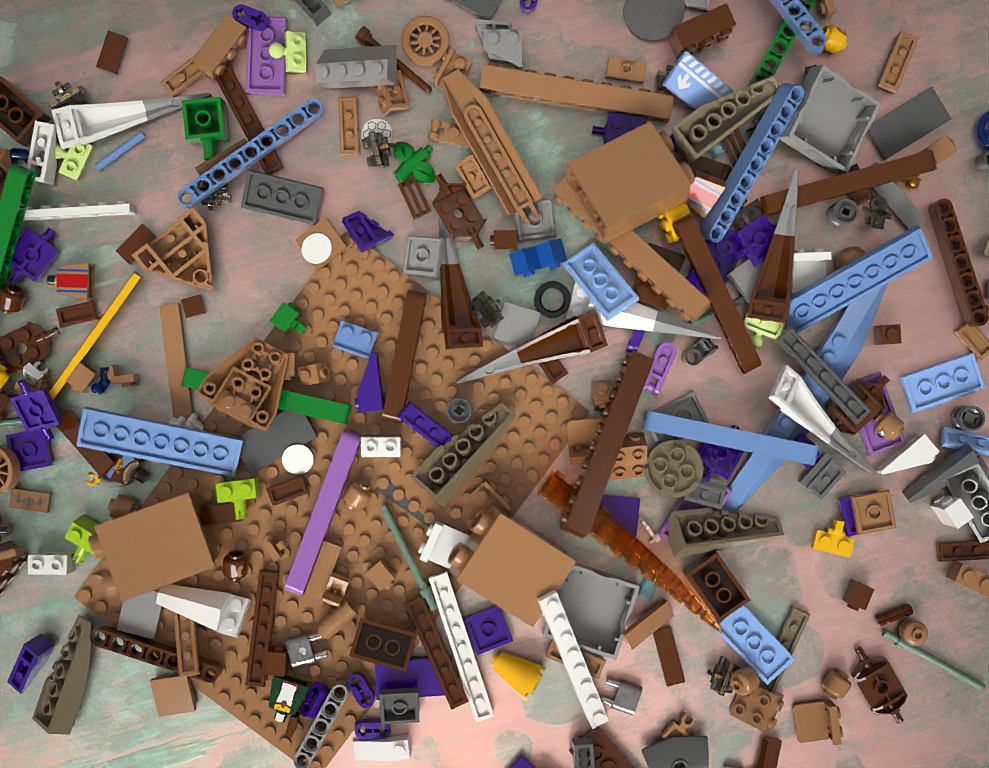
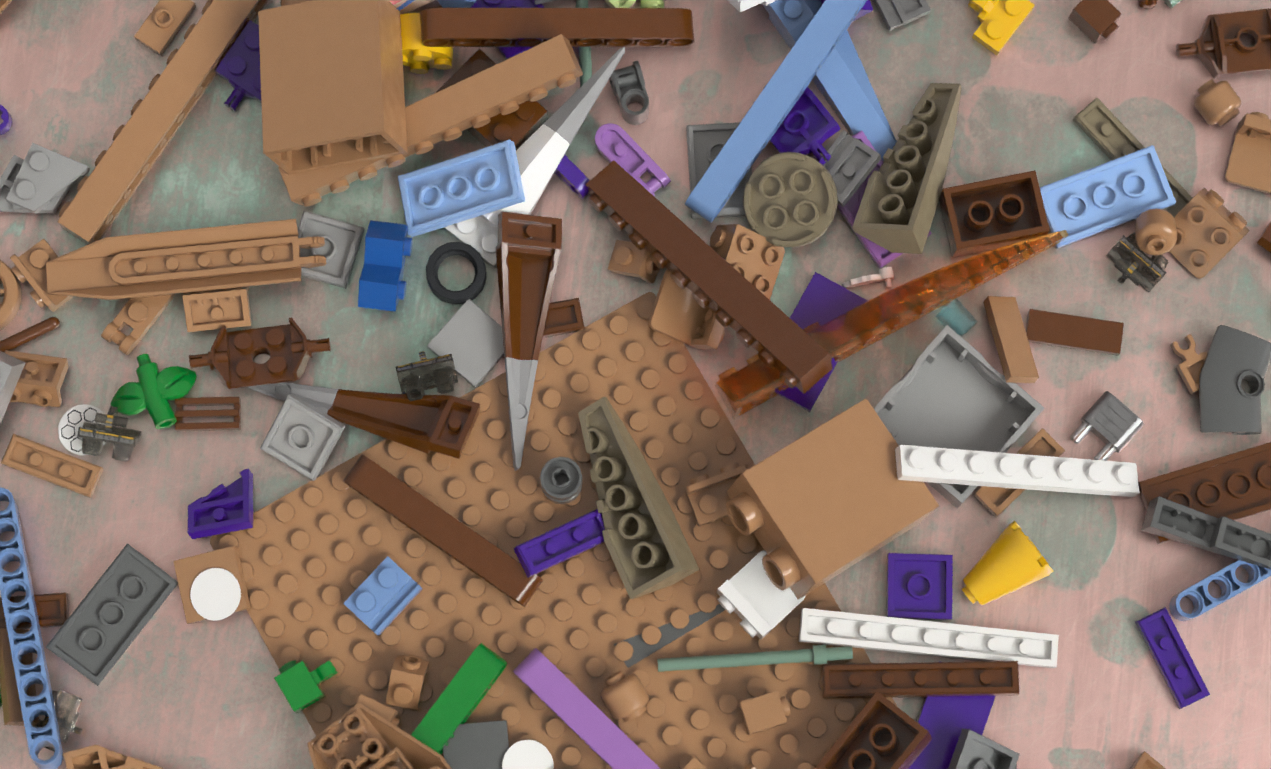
camera: 70 degrees left, 10 degrees down
(370, 391) = (473, 605): dark purple slope -> none
(381, 446) = (564, 624): white brick -> none
(504, 240) = (335, 305): reddish brown brick -> none

